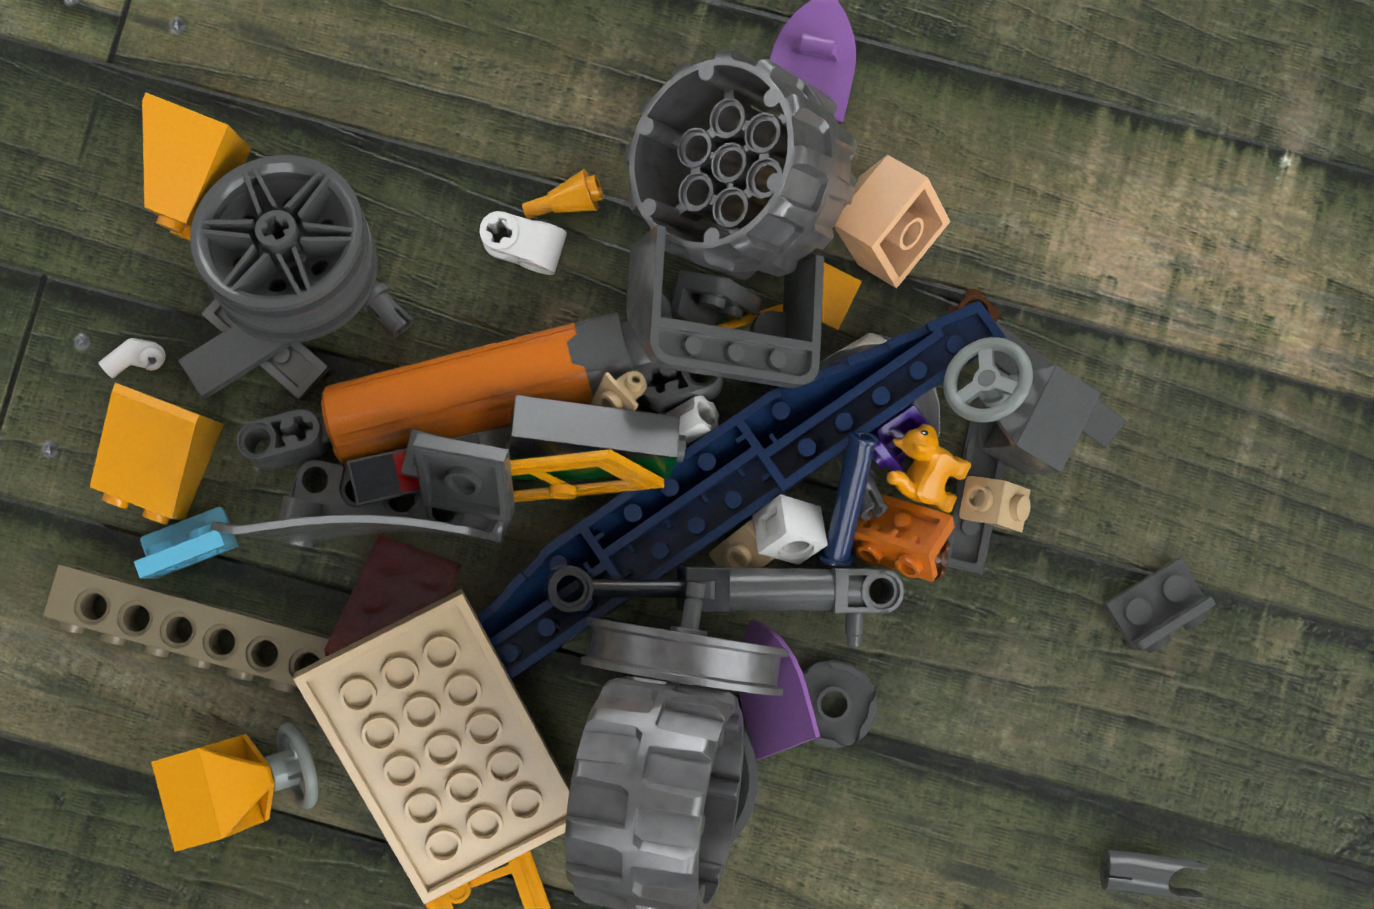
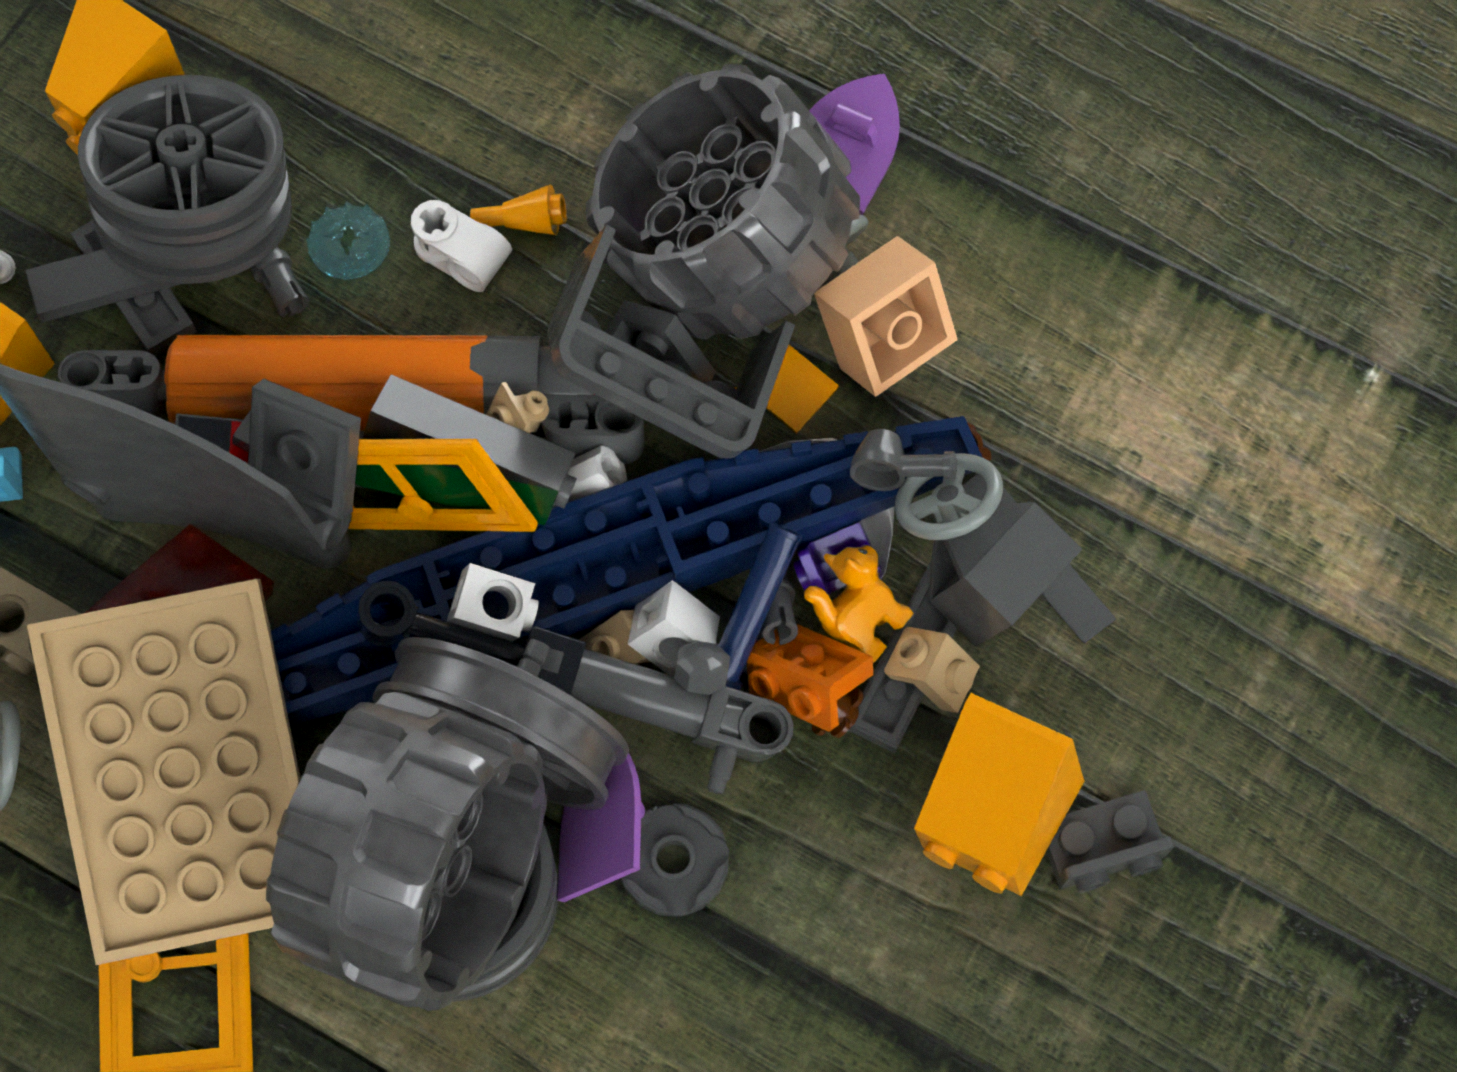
camera: 10 degrees right, 15 degrees down
(447, 266) = (366, 252): none -> clear light blue gear
(629, 552) = (468, 607): none -> white brick
(823, 561) = (702, 667): none -> dark grey tile
(927, 361) = (882, 465): none -> dark grey bar
(1074, 602) = (998, 796): none -> light orange slope

